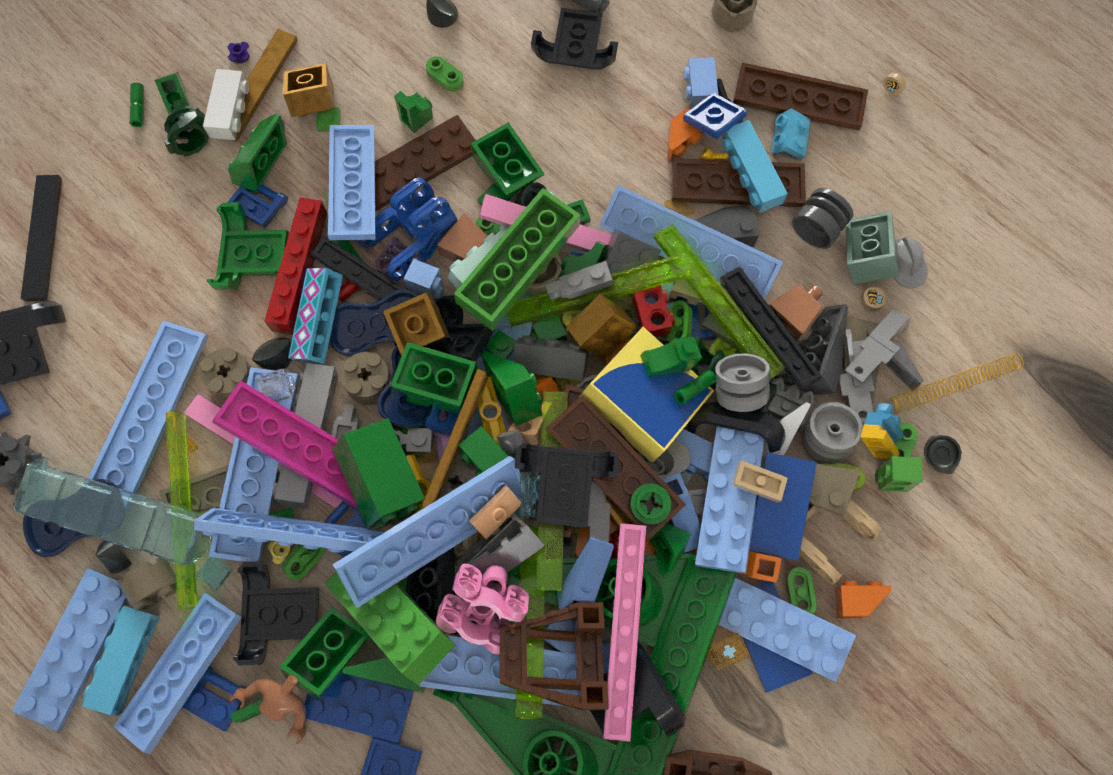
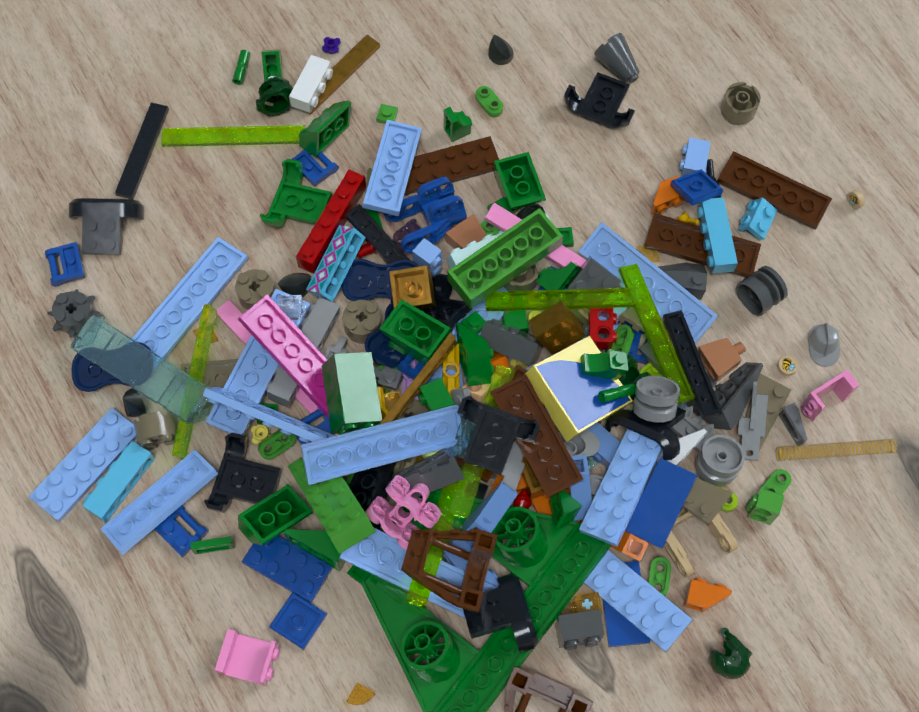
camera: 15 degrees right, 5 degrees down
(145, 192) = (231, 135): none -> clear neon green tile
(214, 572) = (205, 437): clear light blue tile -> none
(277, 702) = (228, 542): nougat piece -> none
(308, 90) = (378, 88): pearl gold brick -> none
(495, 512) = (433, 444): light nougat plate -> none
(581, 282) = (550, 289): light grey hinge -> none
(625, 632) = (507, 560): bright pink tile -> none
(660, 497) = (552, 461): green gear -> none
(729, 685) = (579, 629): none -> dark grey brick
(759, 481) = (647, 477): tan plate -> none
(872, 248) = (796, 325): sand green slope -> none
(878, 345) = (778, 402): light grey piece -> none
(881, 432) = (760, 469): hips -> none
(916, 669) = (735, 661): none -> dark green helmet
(942, 453) = (806, 502): pearl dark grey piece -> none
(944, 309) = (843, 387): none -> bright pink panel

